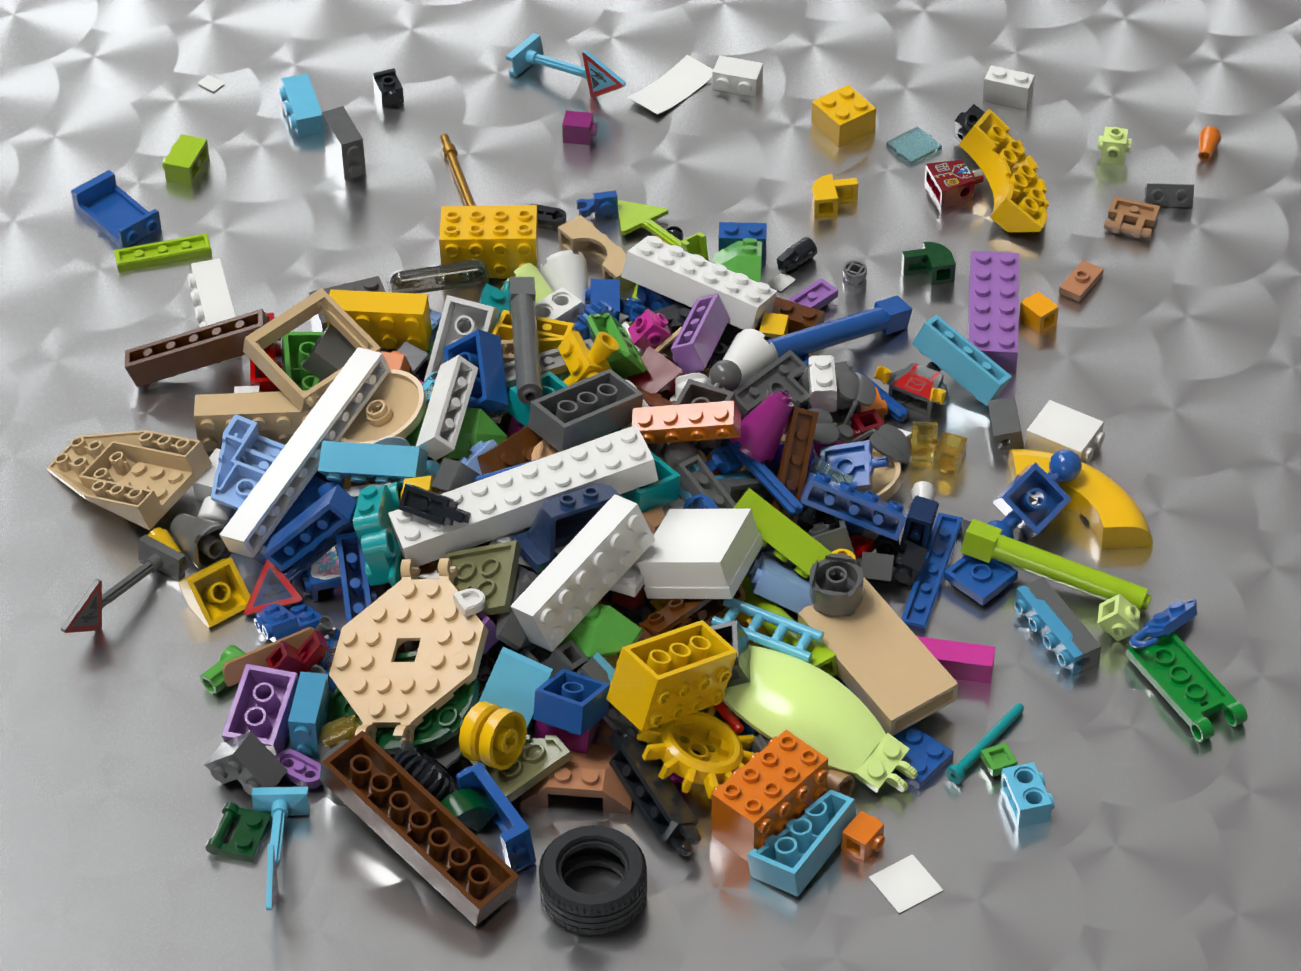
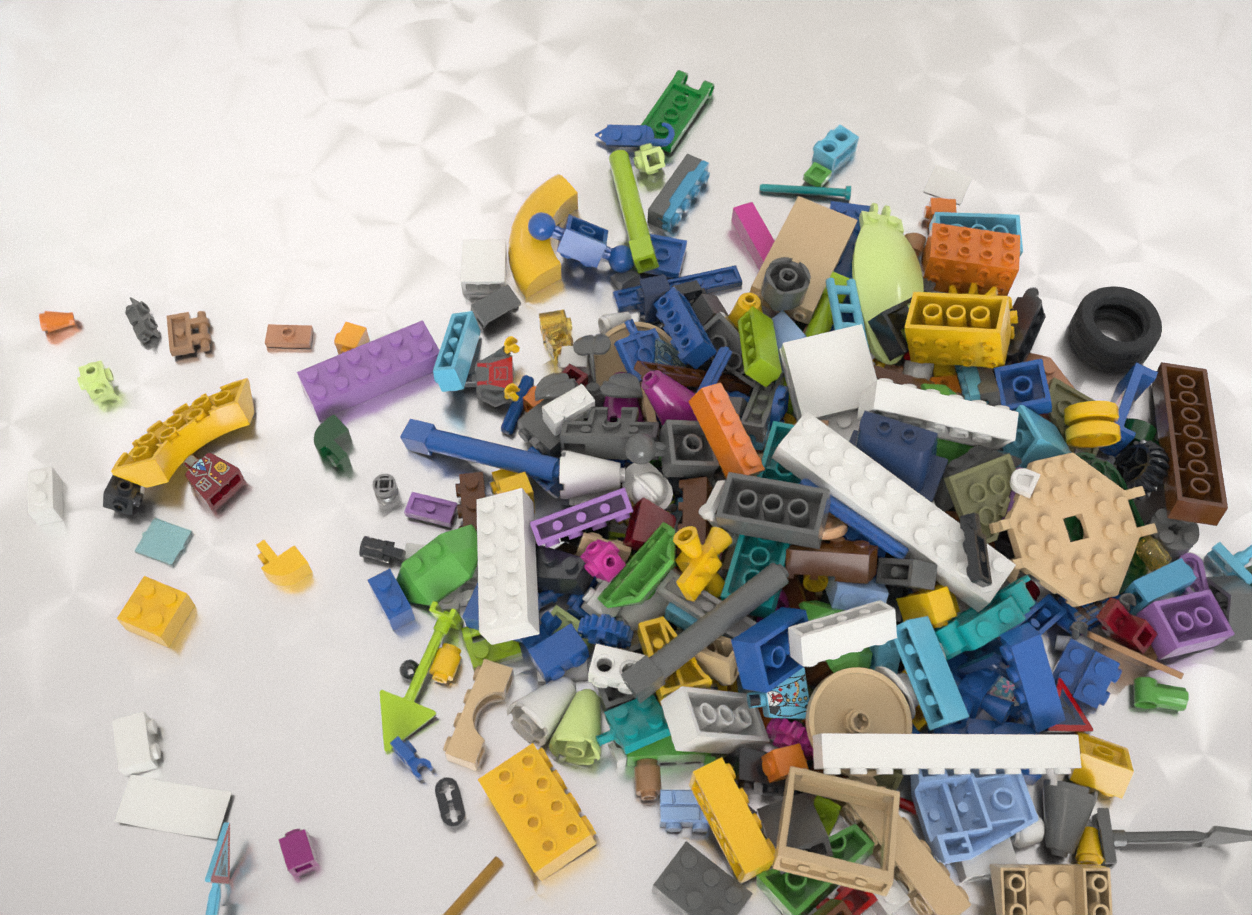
camera: 125 degrees left, 15 degrees up
(439, 277) = (641, 807): clear smoke windscreen -> none

